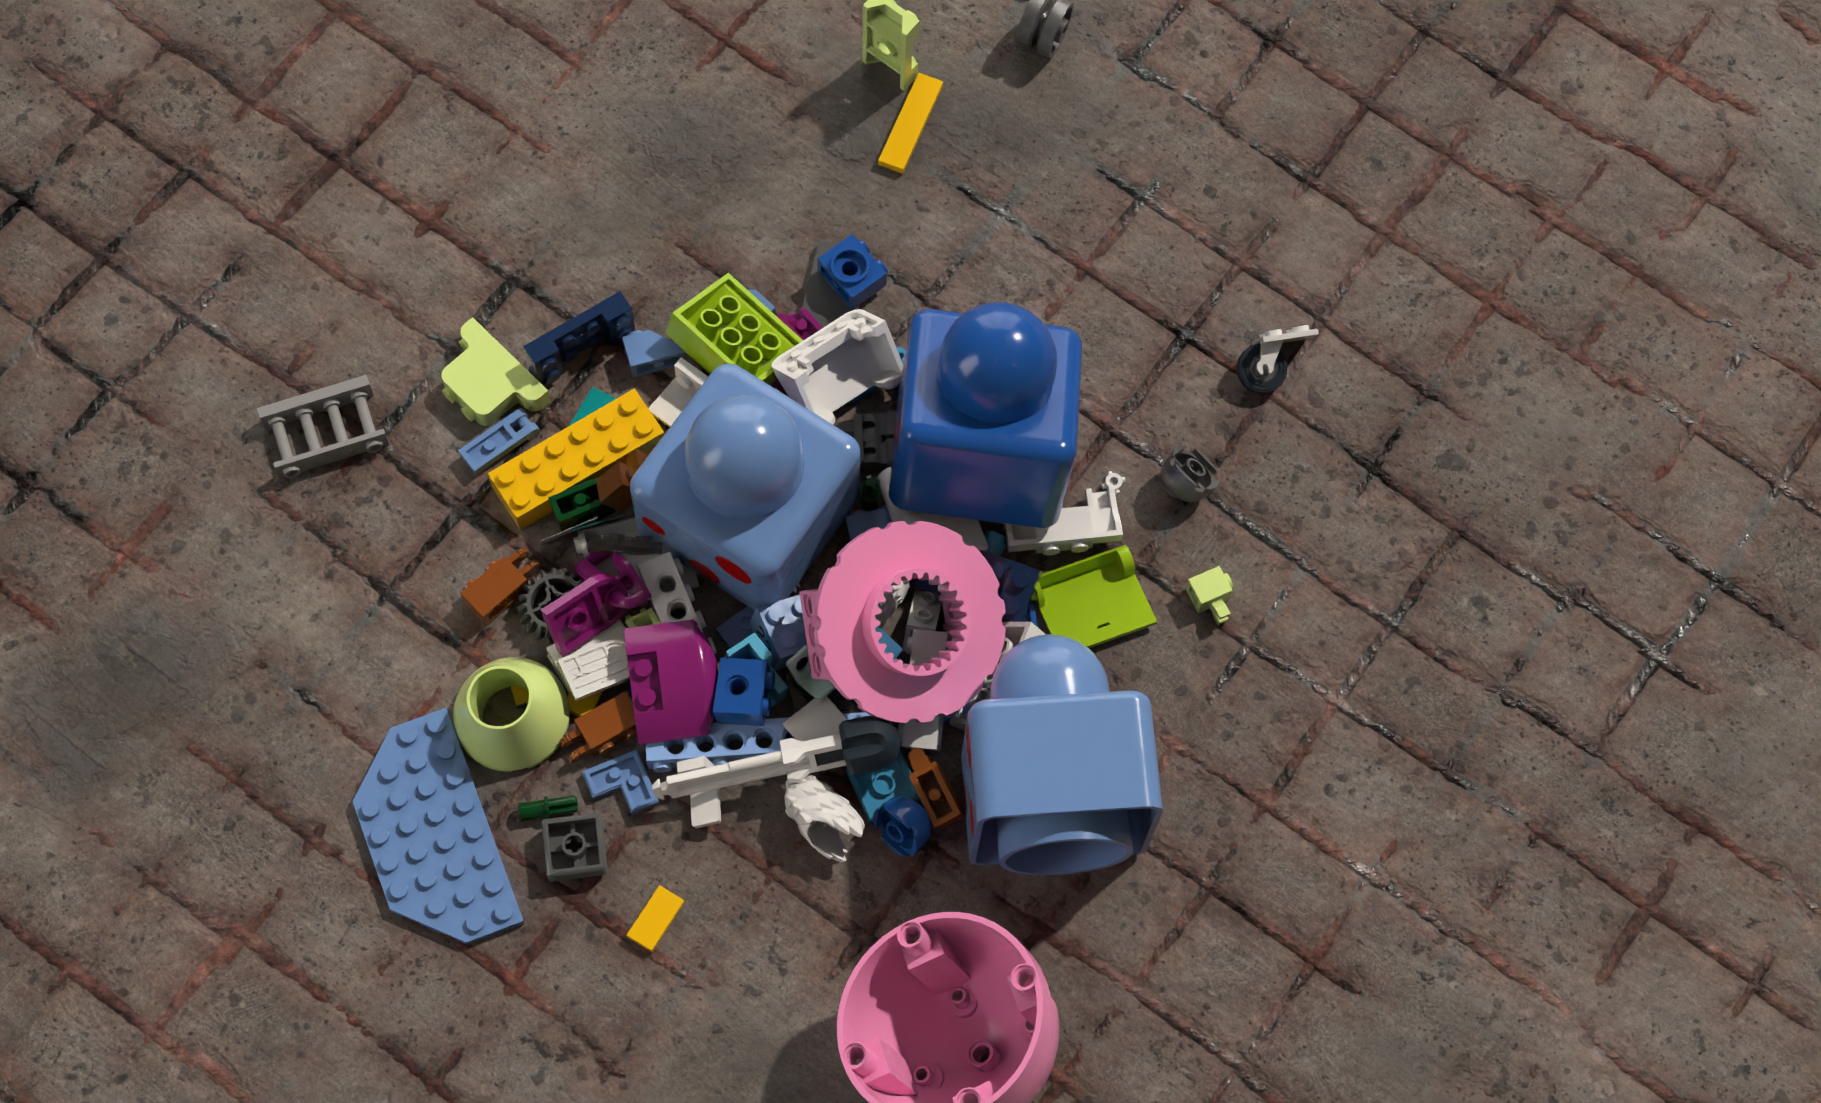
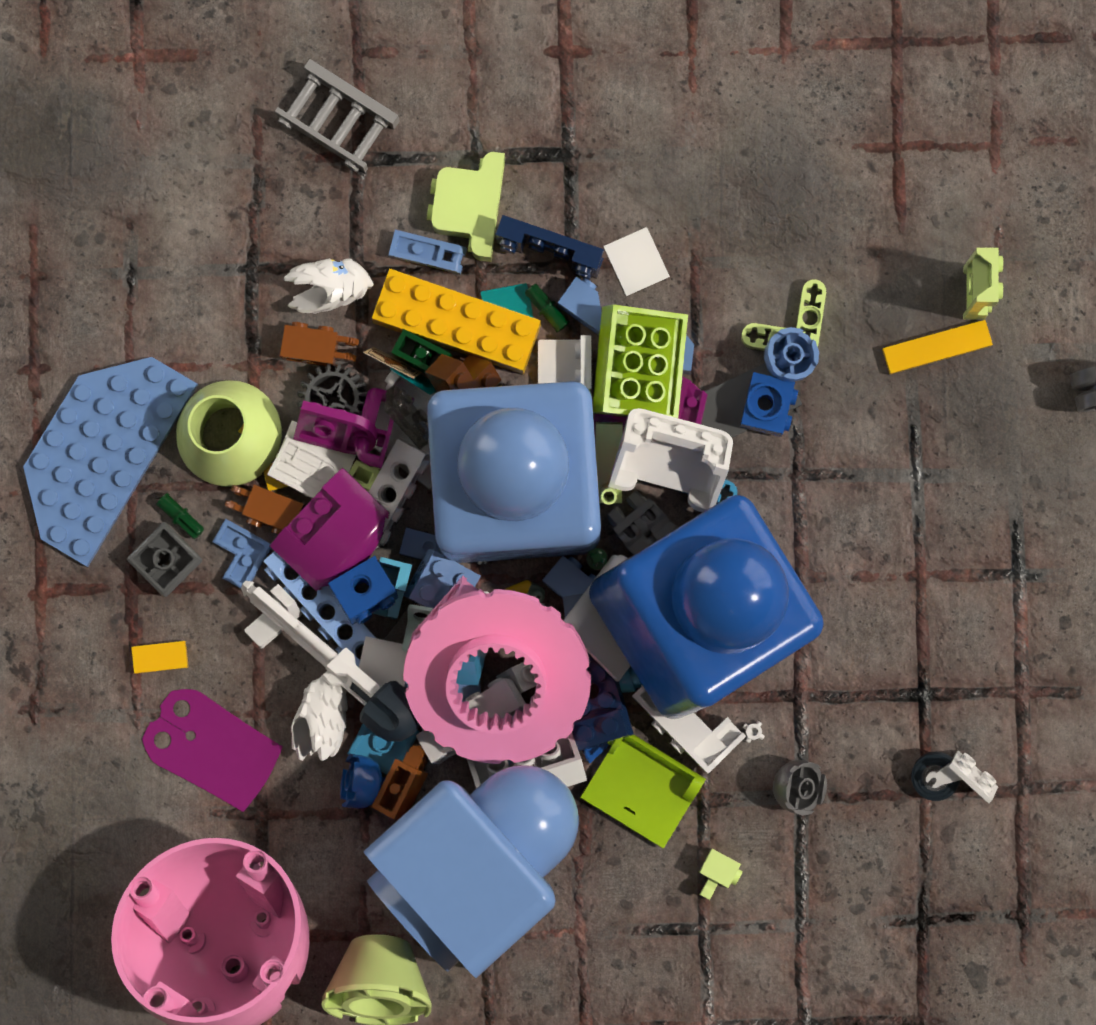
camera: 60 degrees right, 15 degrees up
(461, 529) = (334, 284): none -> white head
(626, 383) = (546, 307): none -> dark green axle
(650, 290) = (636, 261): none -> white sticker
(786, 932) = (225, 755): none -> magenta piece
(811, 217) = (805, 297): none -> yellowish green beam
(827, 221) = (791, 355): none -> medium blue cylinder
(1096, 934) = (378, 983): none -> yellowish green cone

